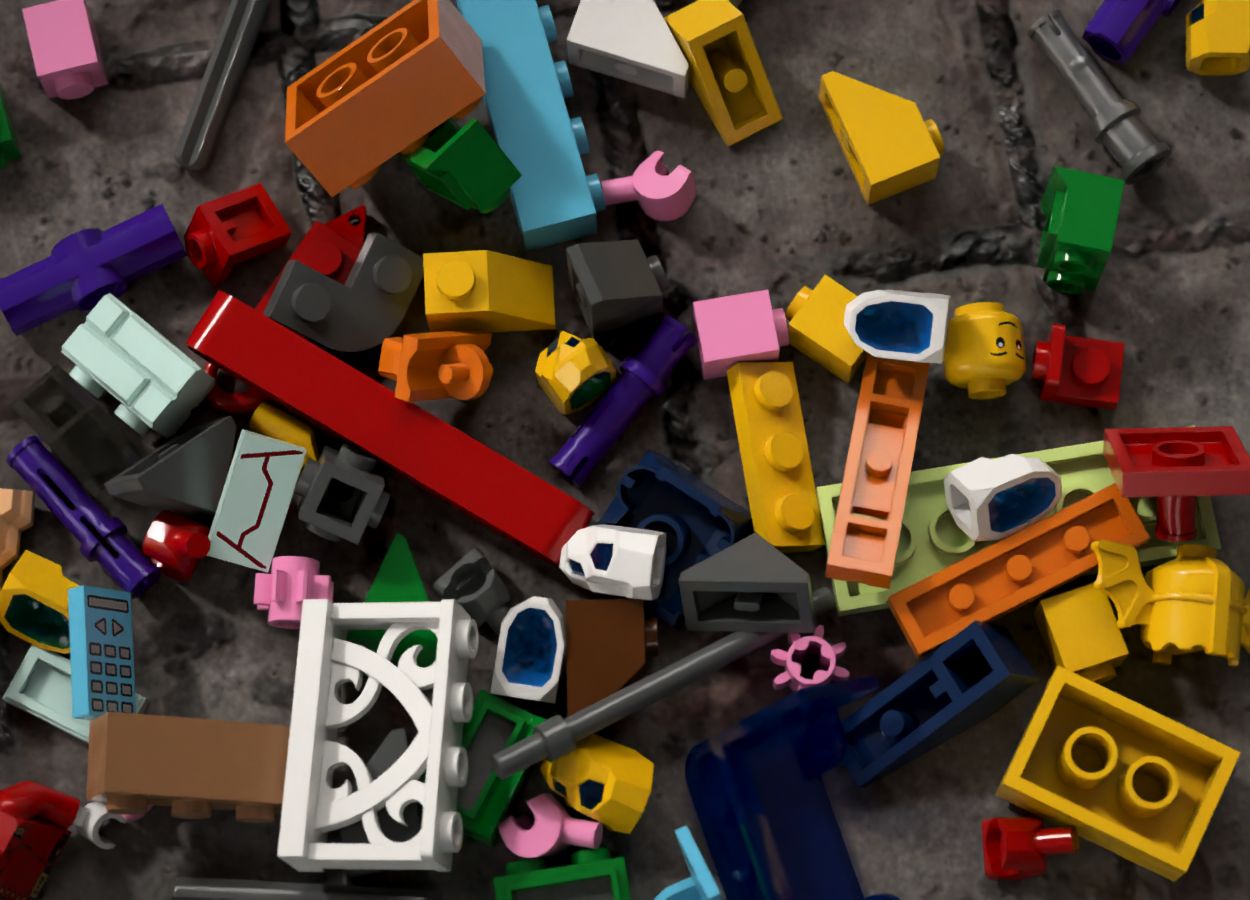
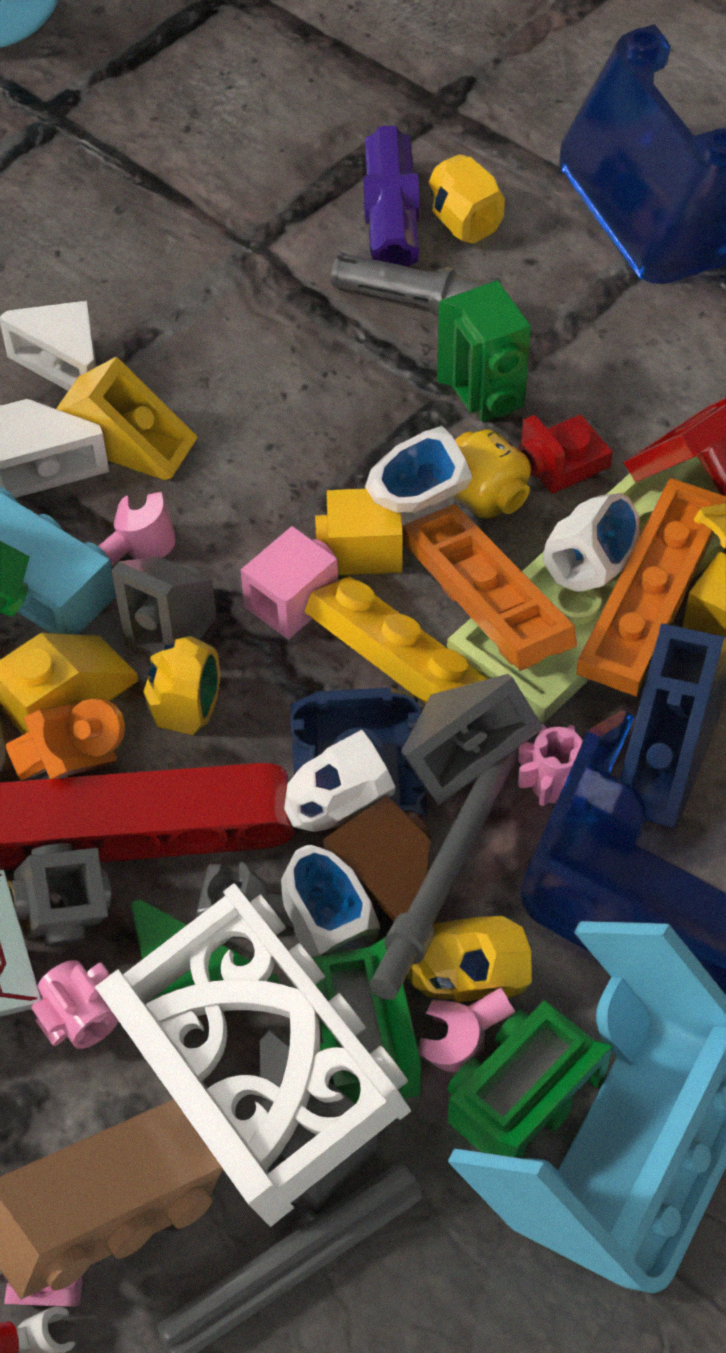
camera: 40 degrees left, 20 degrees down
(623, 400) = (240, 667): dark purple pin -> none
(880, 136) = (281, 396): yellow slope -> none

